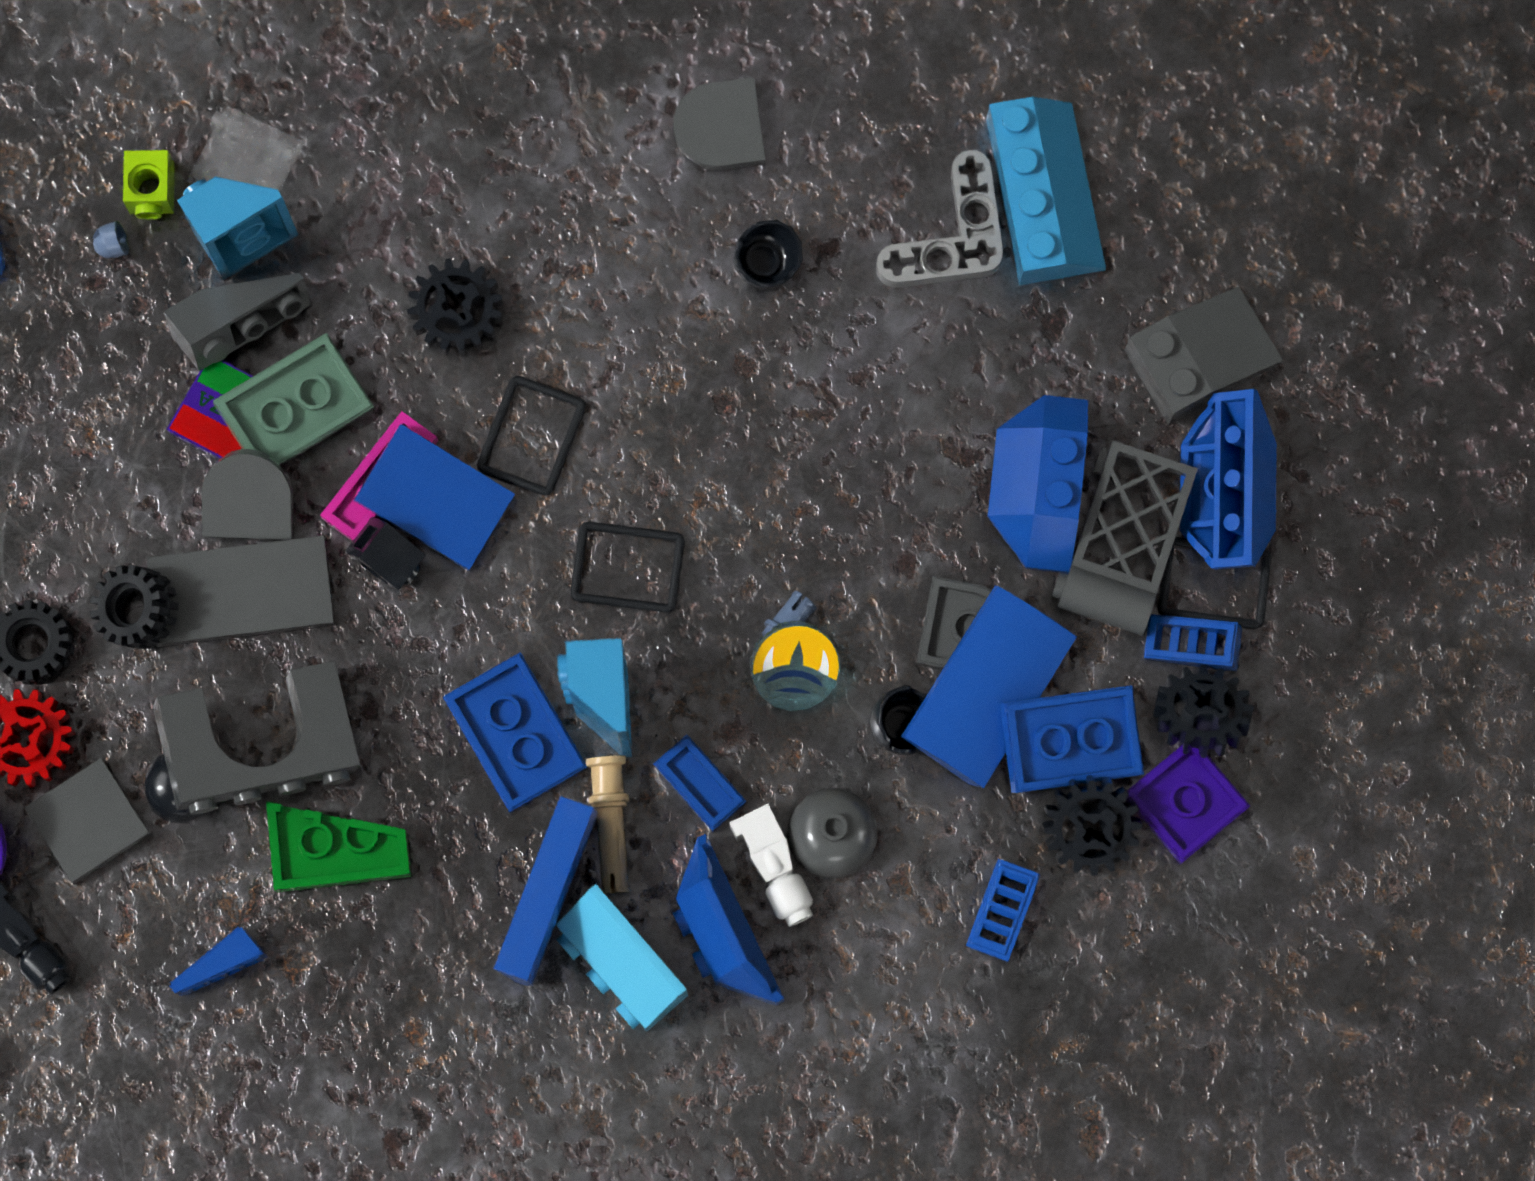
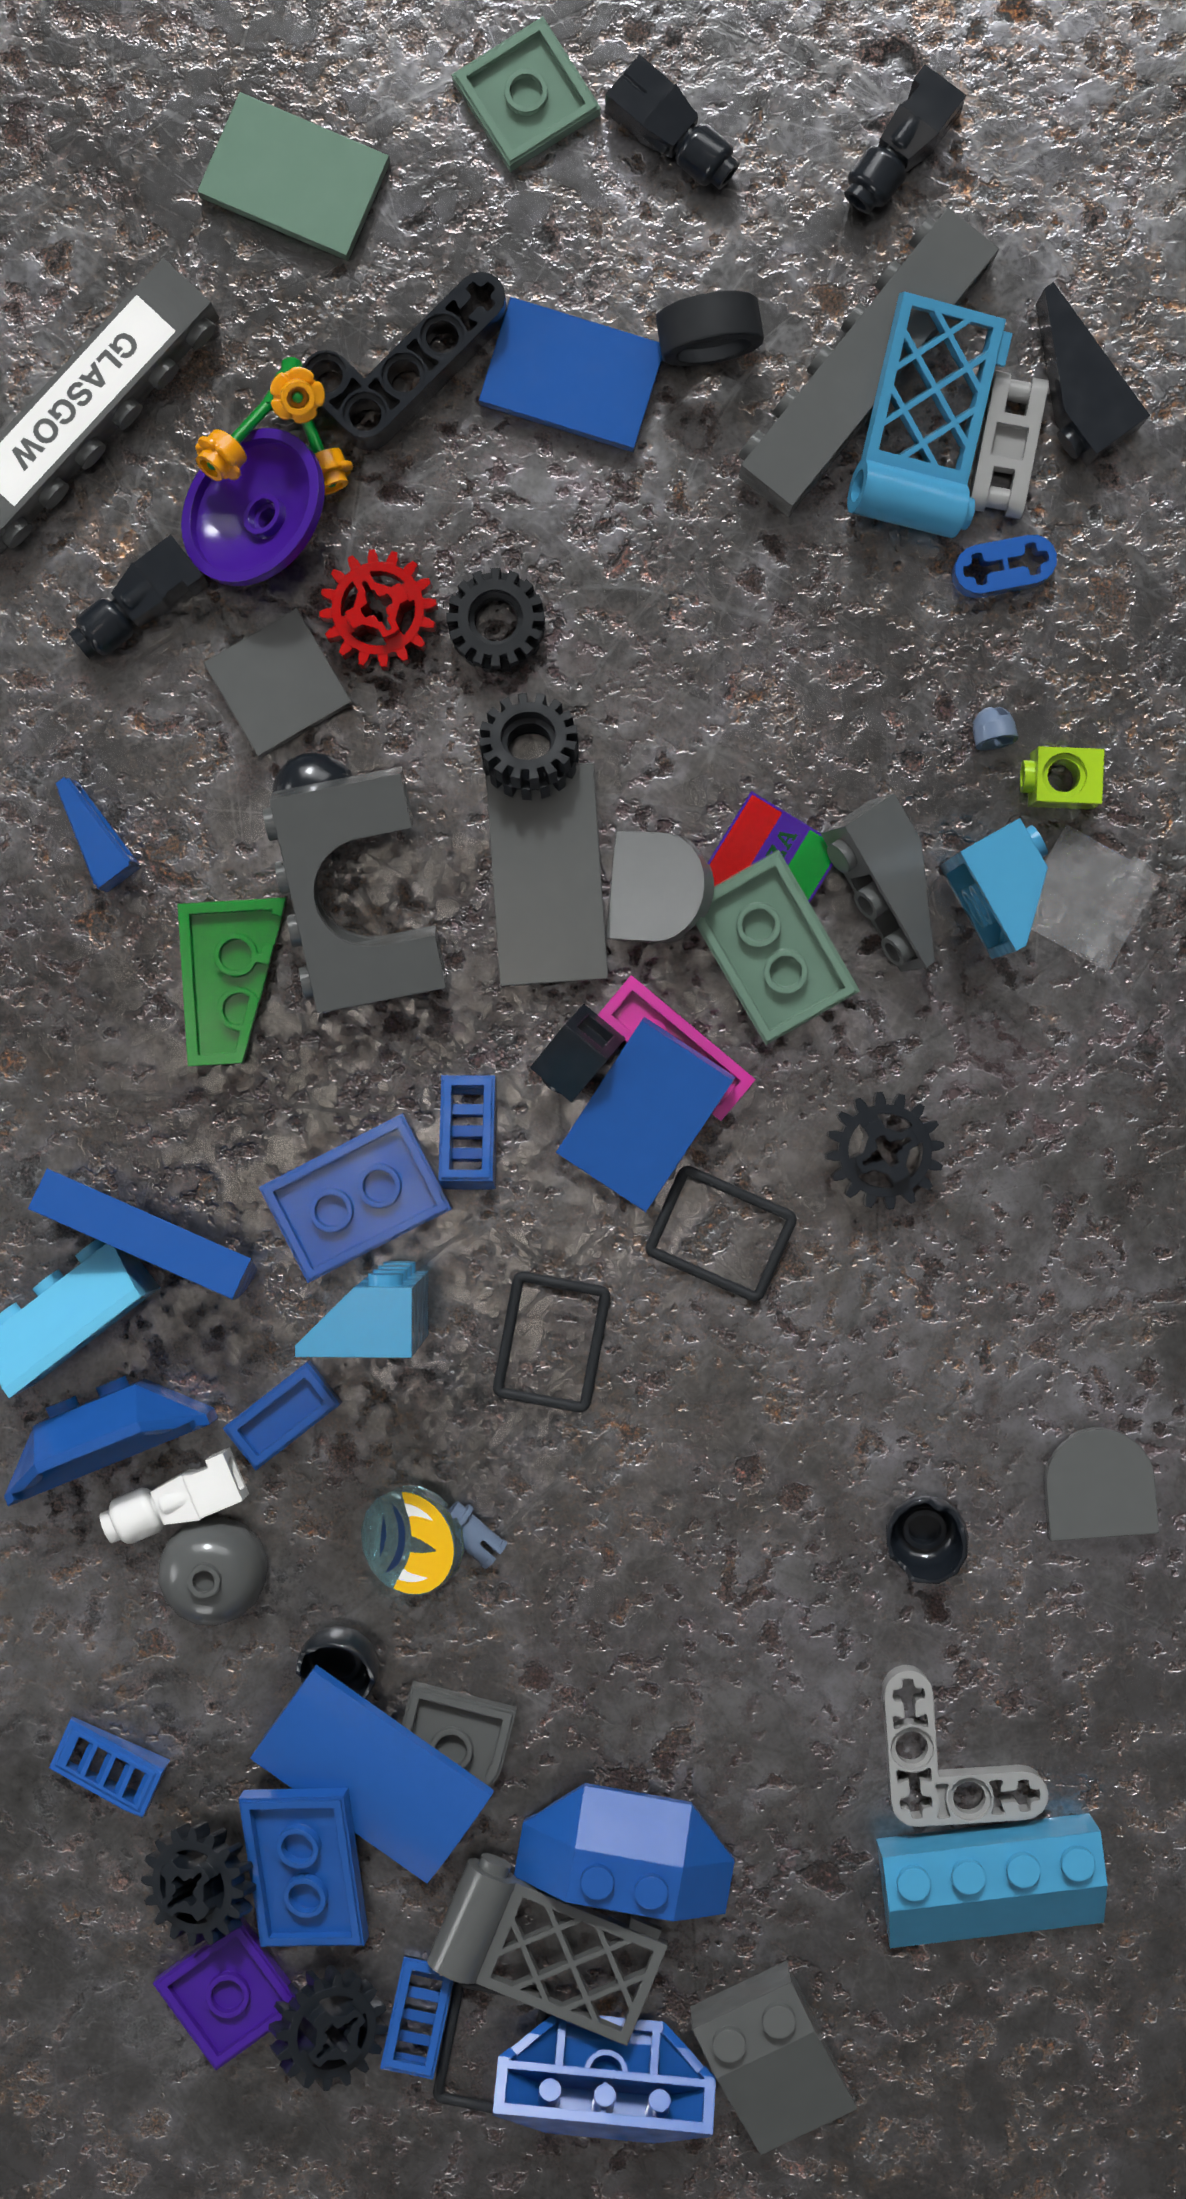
camera: 90 degrees right, 10 degrees up
(494, 642) = (467, 1179): none -> blue slope
(609, 801) = (263, 1307): tan pin -> none

